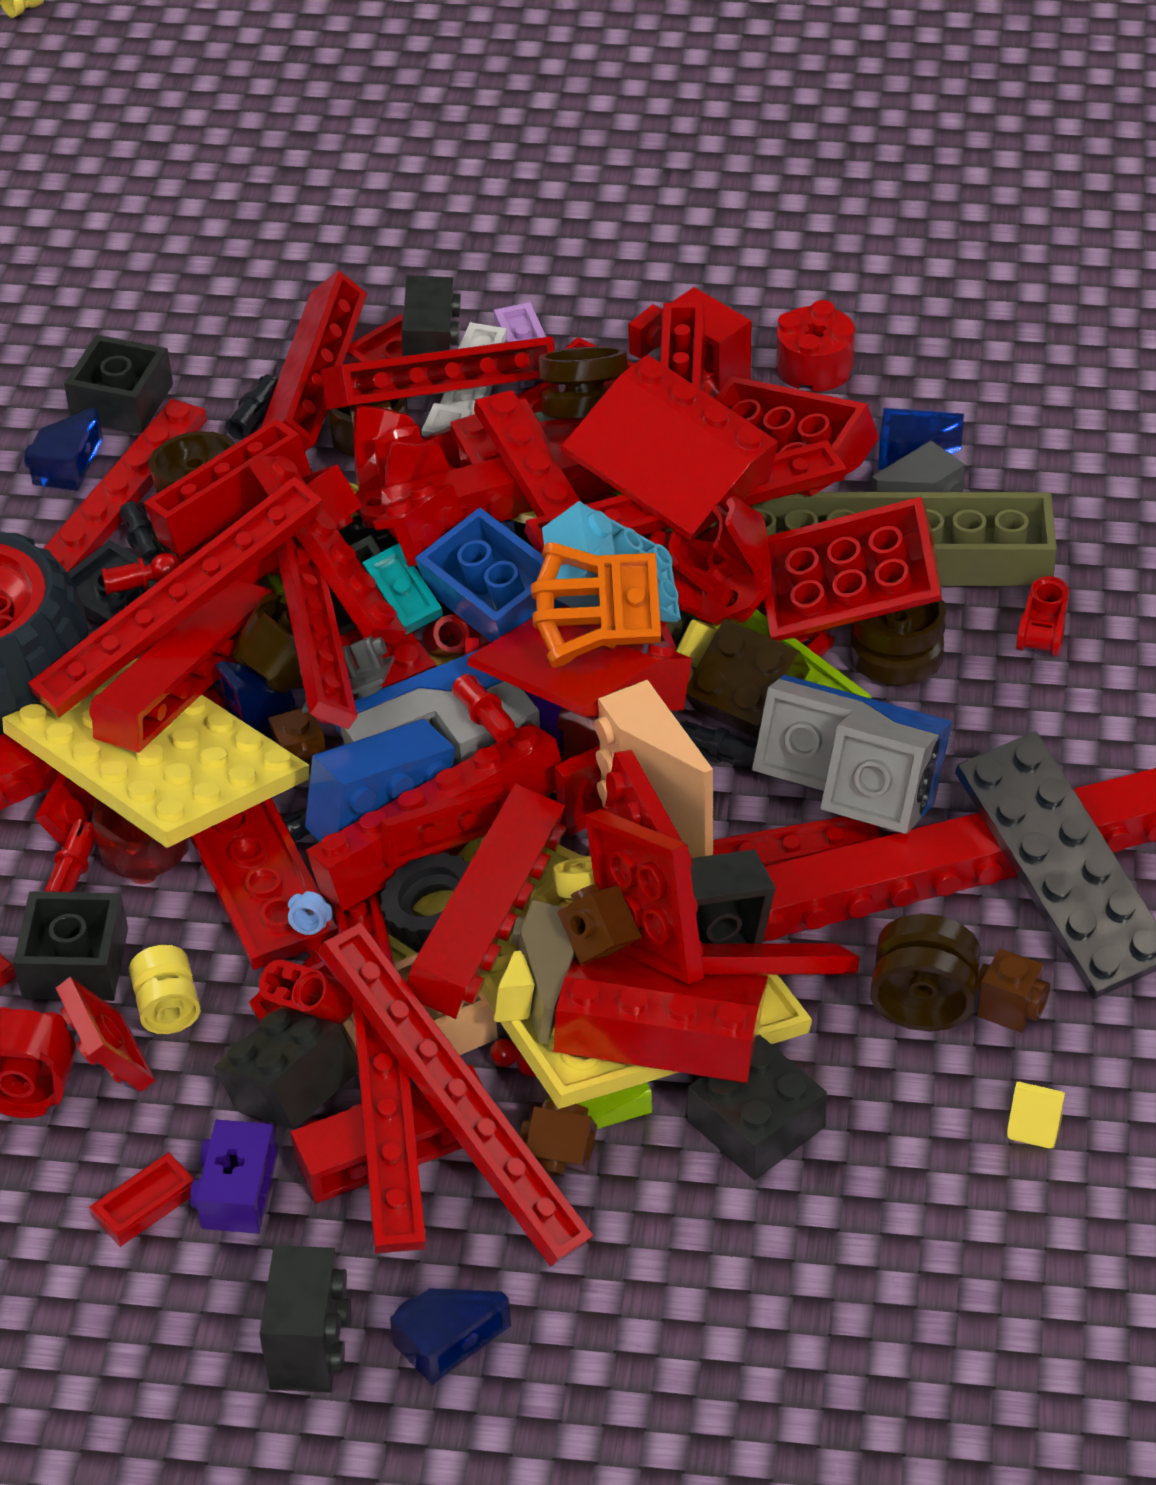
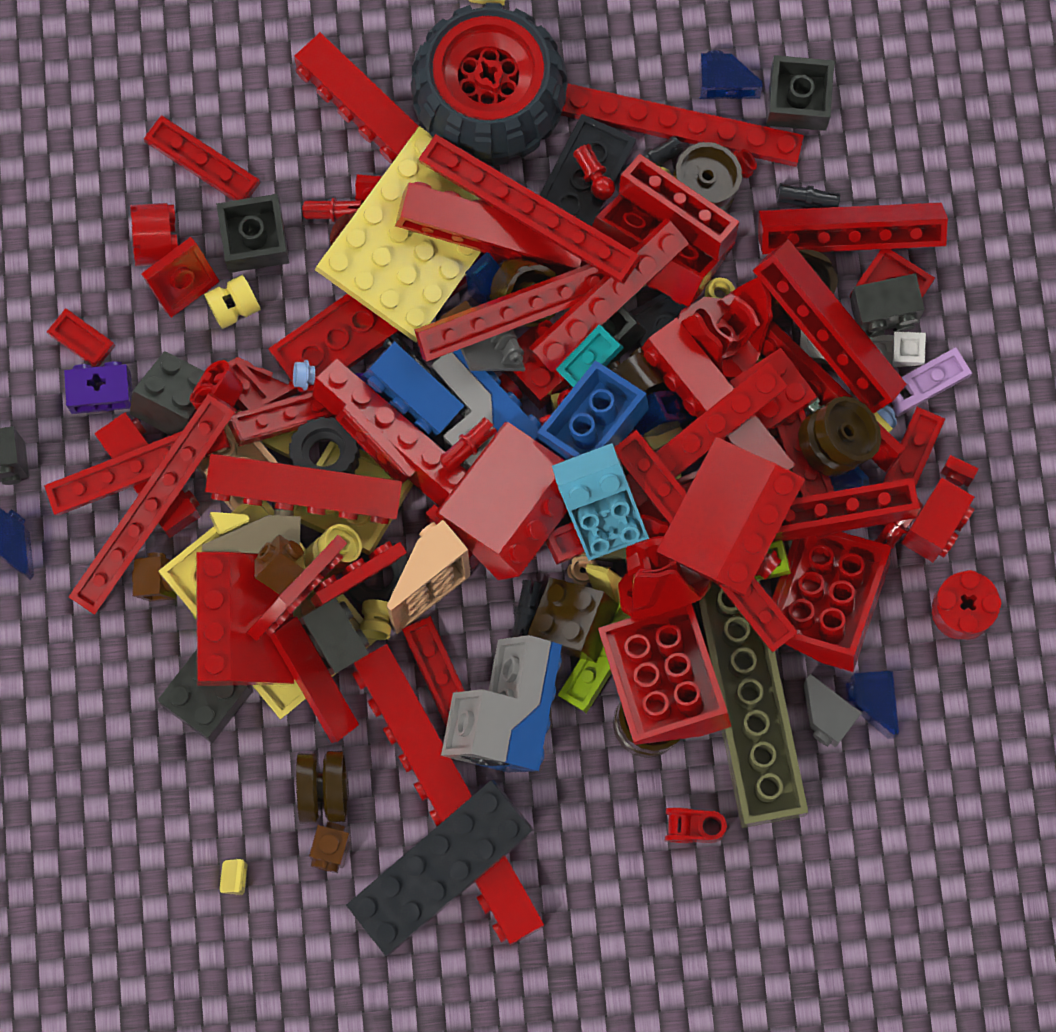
camera: 75 degrees right, 30 degrees up
(422, 517) = (638, 356): red bracket -> none
(626, 600) = (542, 516): orange plate -> none

